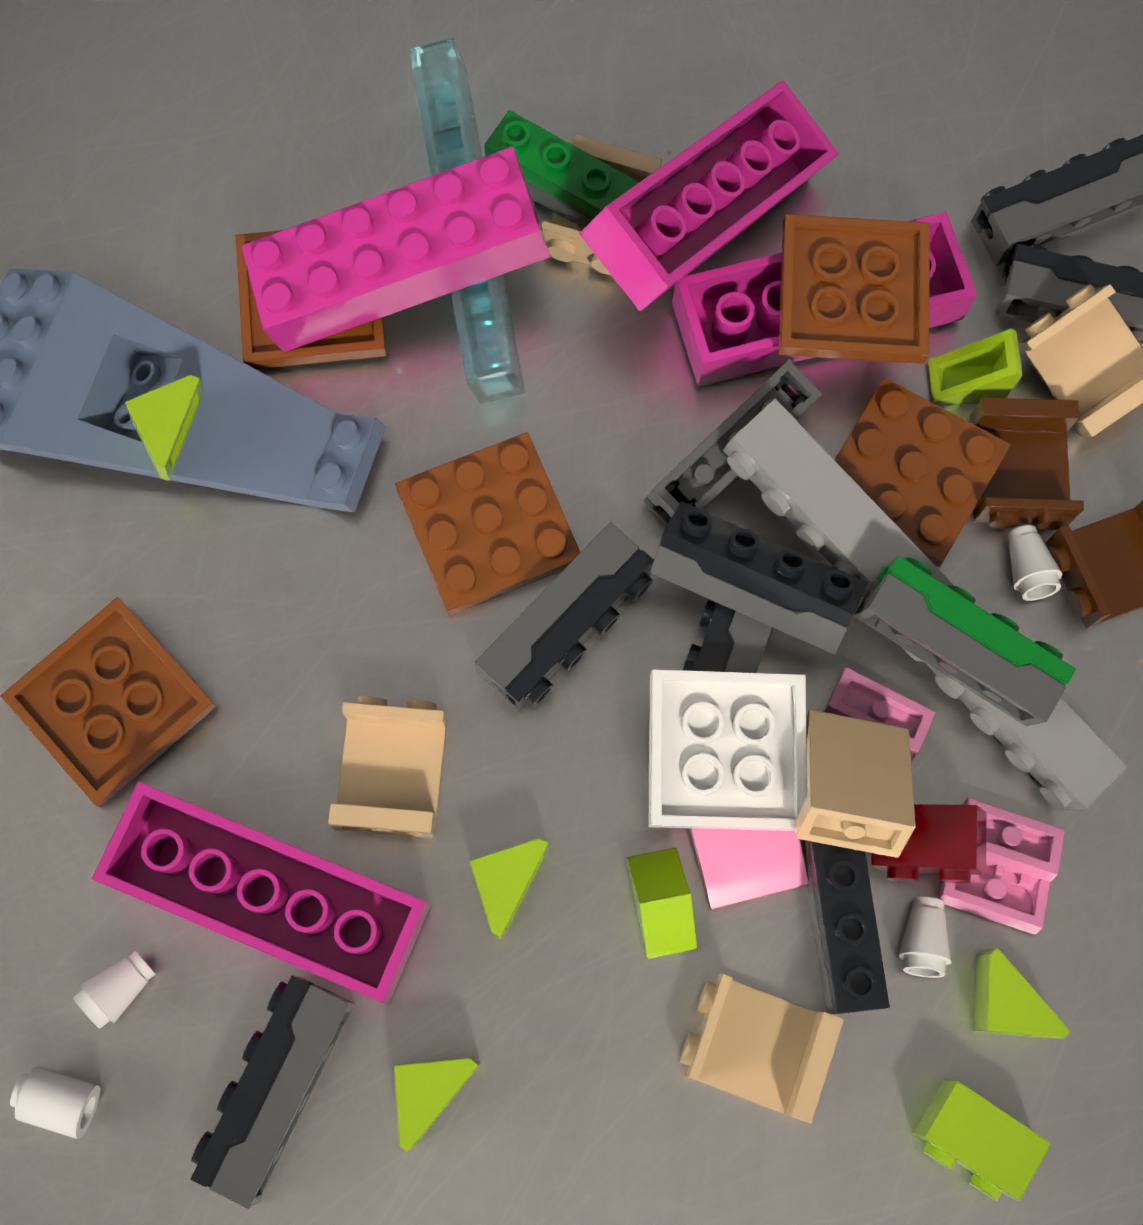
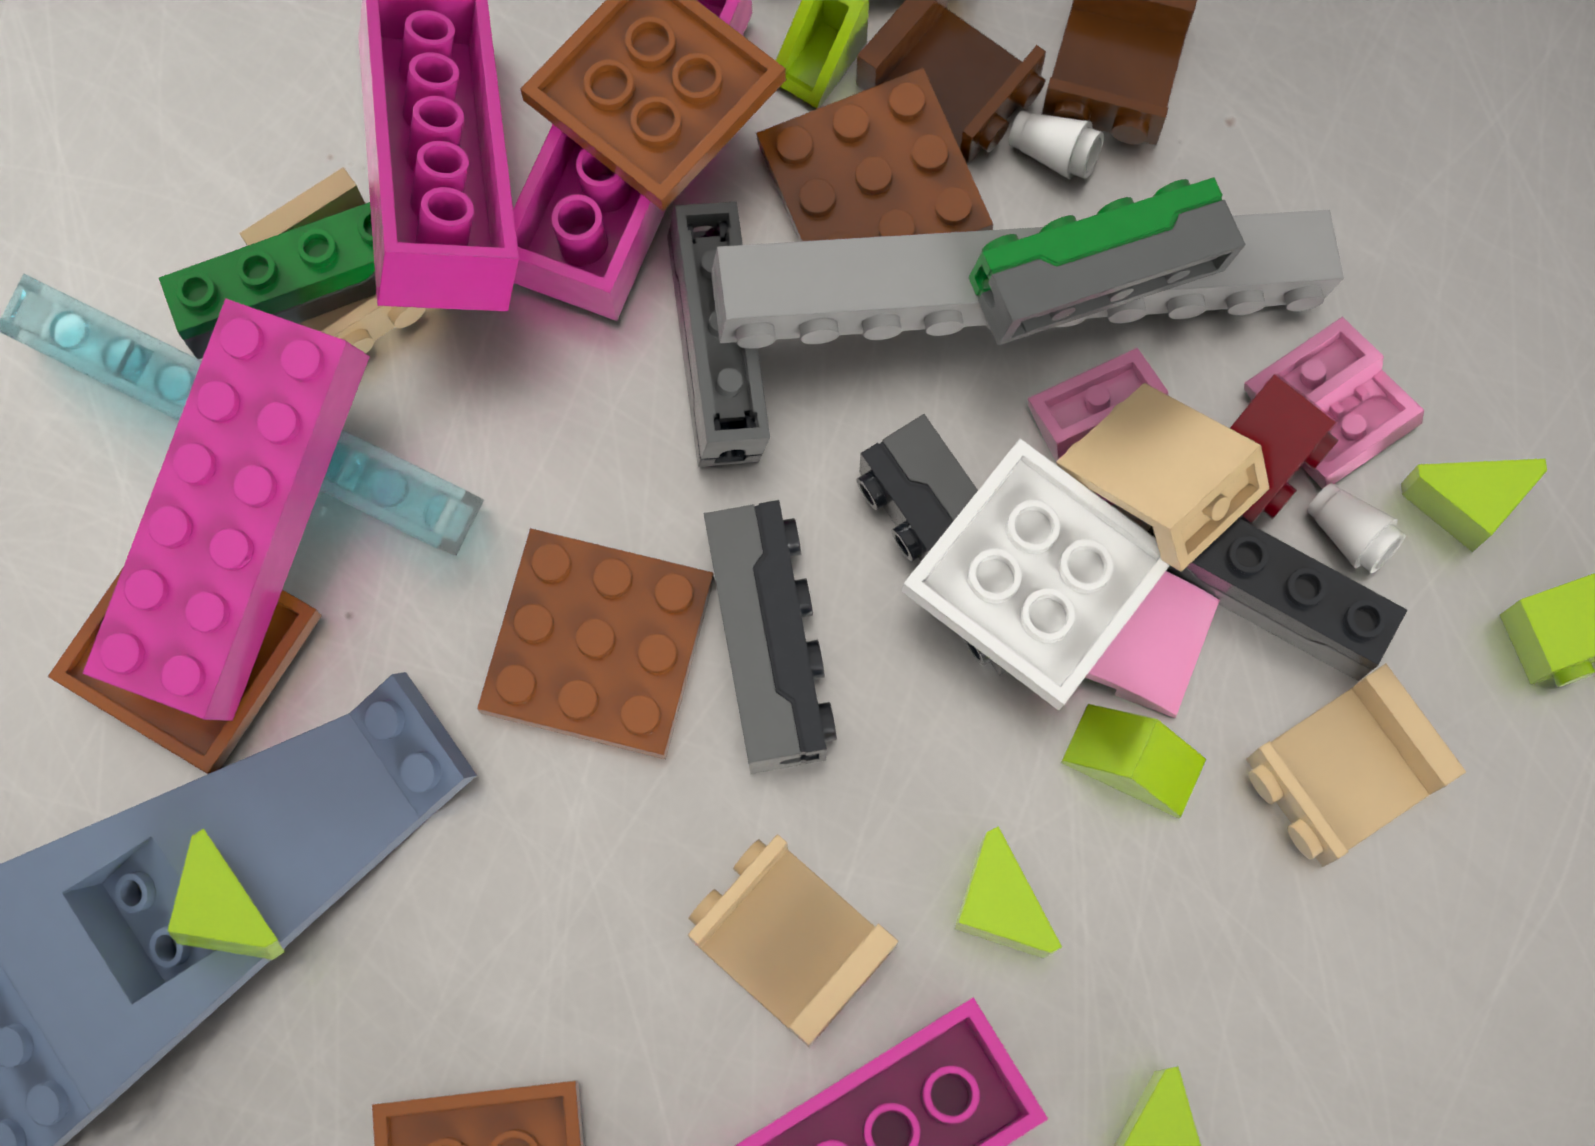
camera: 50 degrees left, 0 degrees up
(758, 577) = (884, 408): black piece -> none

